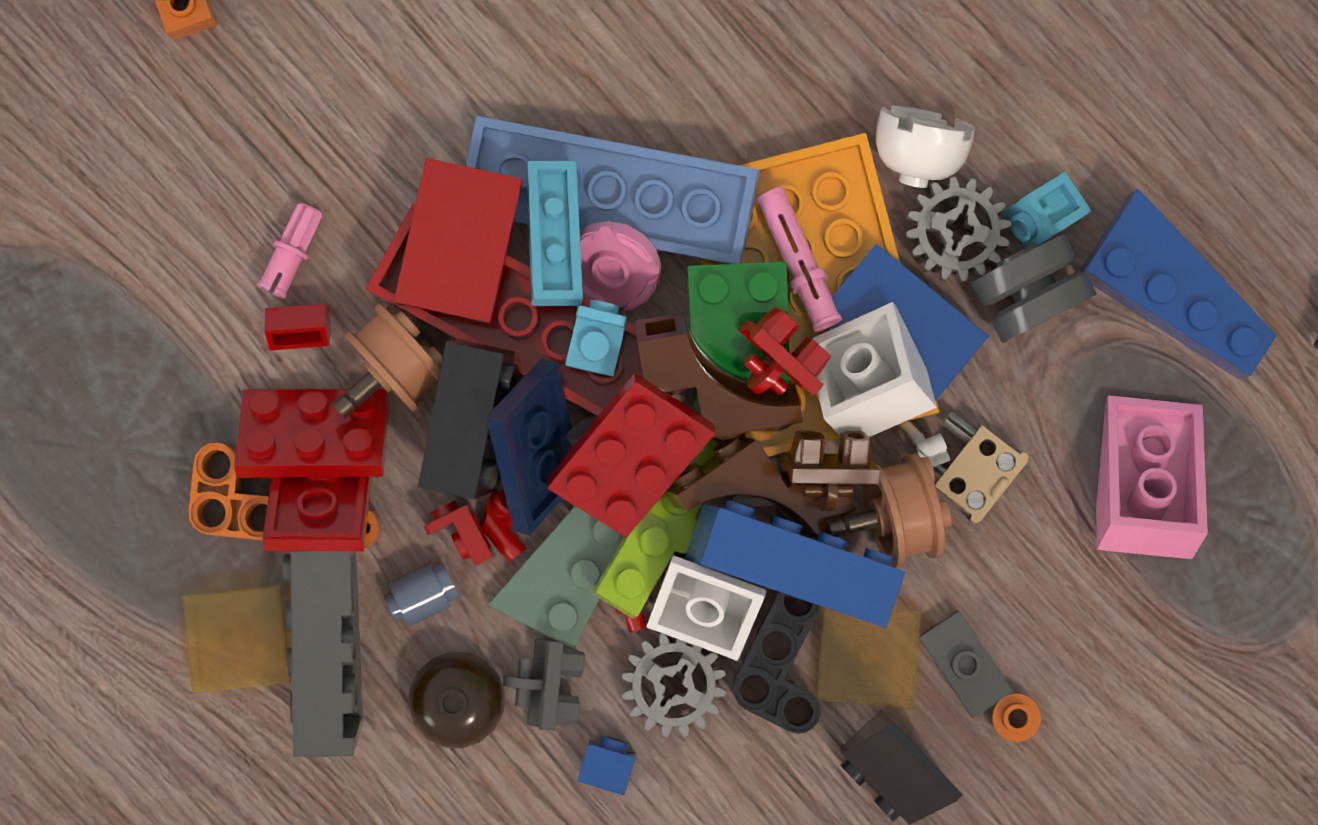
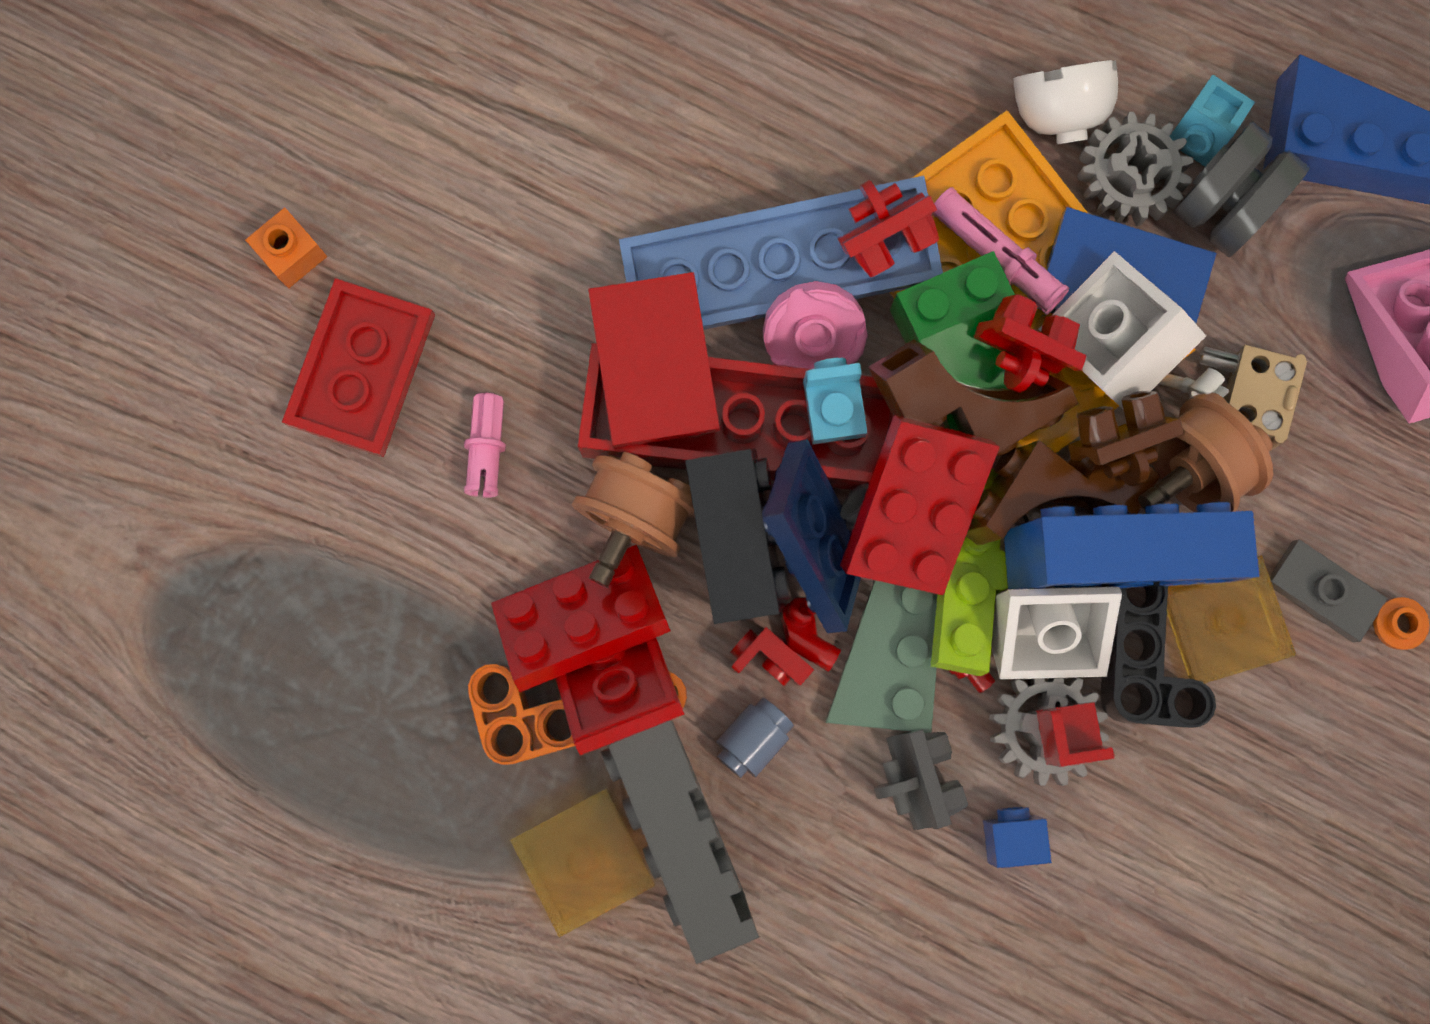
camera: 25 degrees left, 5 degrees down
(207, 139) = (359, 367): none -> red plate
(298, 327) = (518, 509): red piece -> none
(456, 700) = (833, 833): dark brown cylinder -> none
(554, 233) = (747, 316): medium azure plate -> none
(683, 207) = (910, 217): none -> red hips
(683, 696) = (1072, 735): none -> red panel
(897, 770) = (1325, 720): black slope -> none

